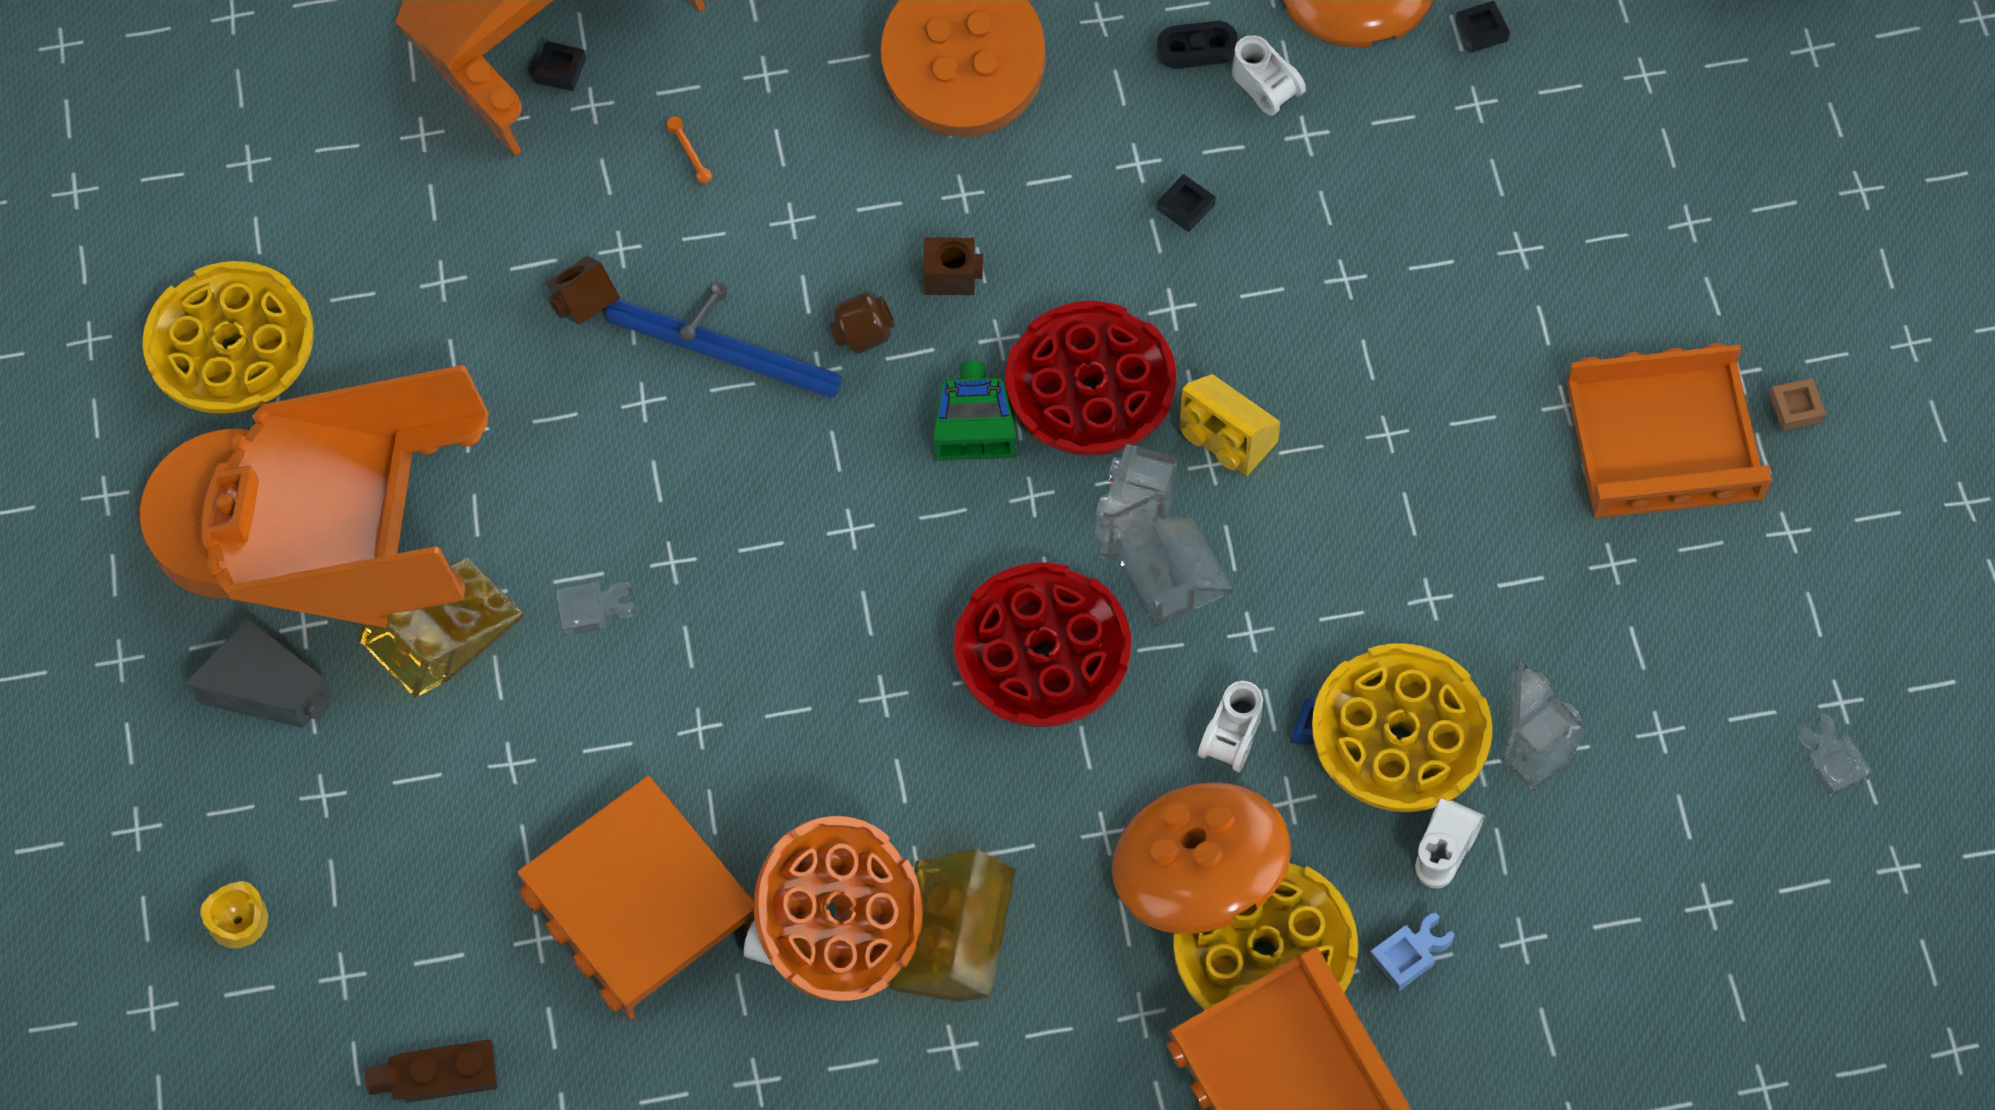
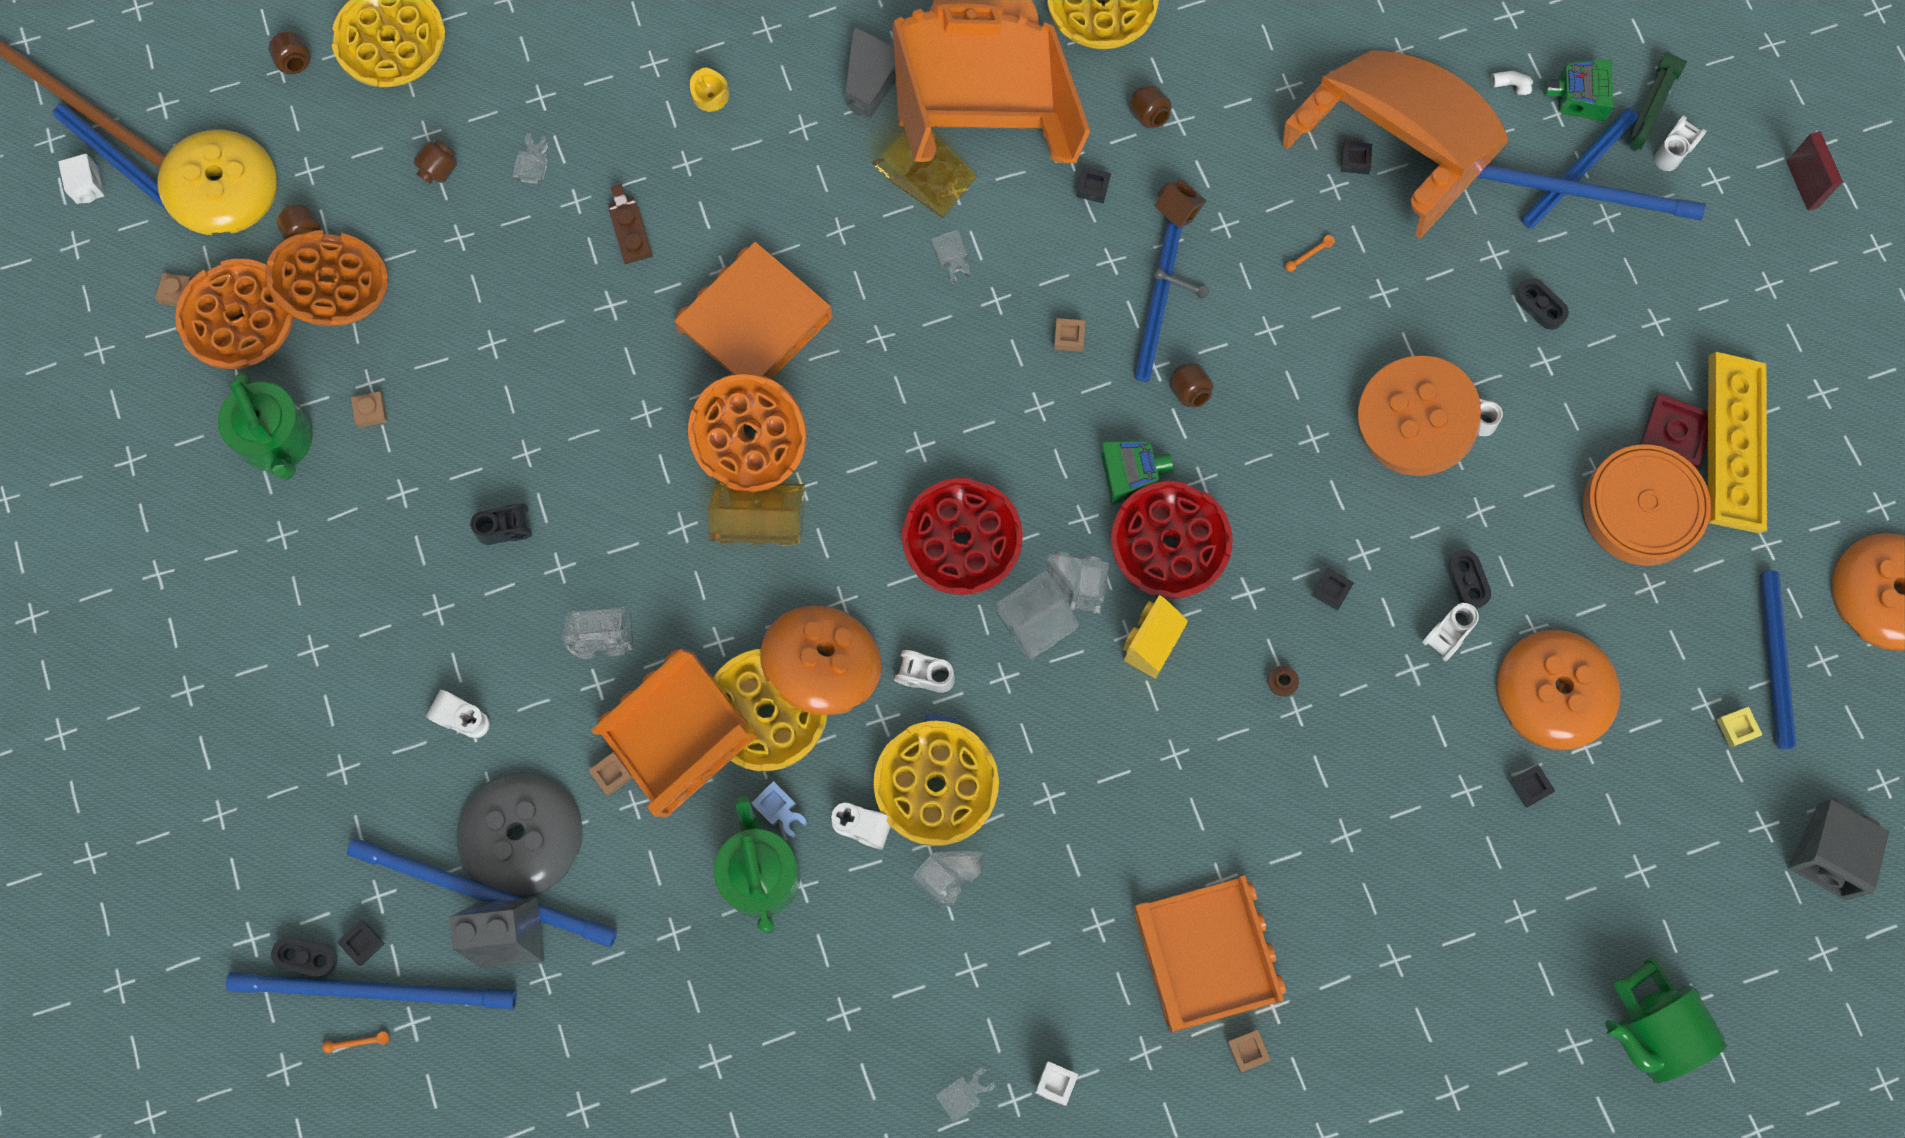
camera: 80 degrees right, 10 degrees up
(417, 306) = (1150, 106): none -> reddish brown head
(523, 401) = (1093, 185): none -> black plate
(753, 467) = (1069, 335): none -> medium nougat plate
(947, 251) = (1247, 424): reddish brown brick -> none
(1302, 293) = (1279, 689): none -> reddish brown plate
(1503, 1003) = (738, 872): none -> green piece
(1829, 634) = (1056, 1083): none -> white brick

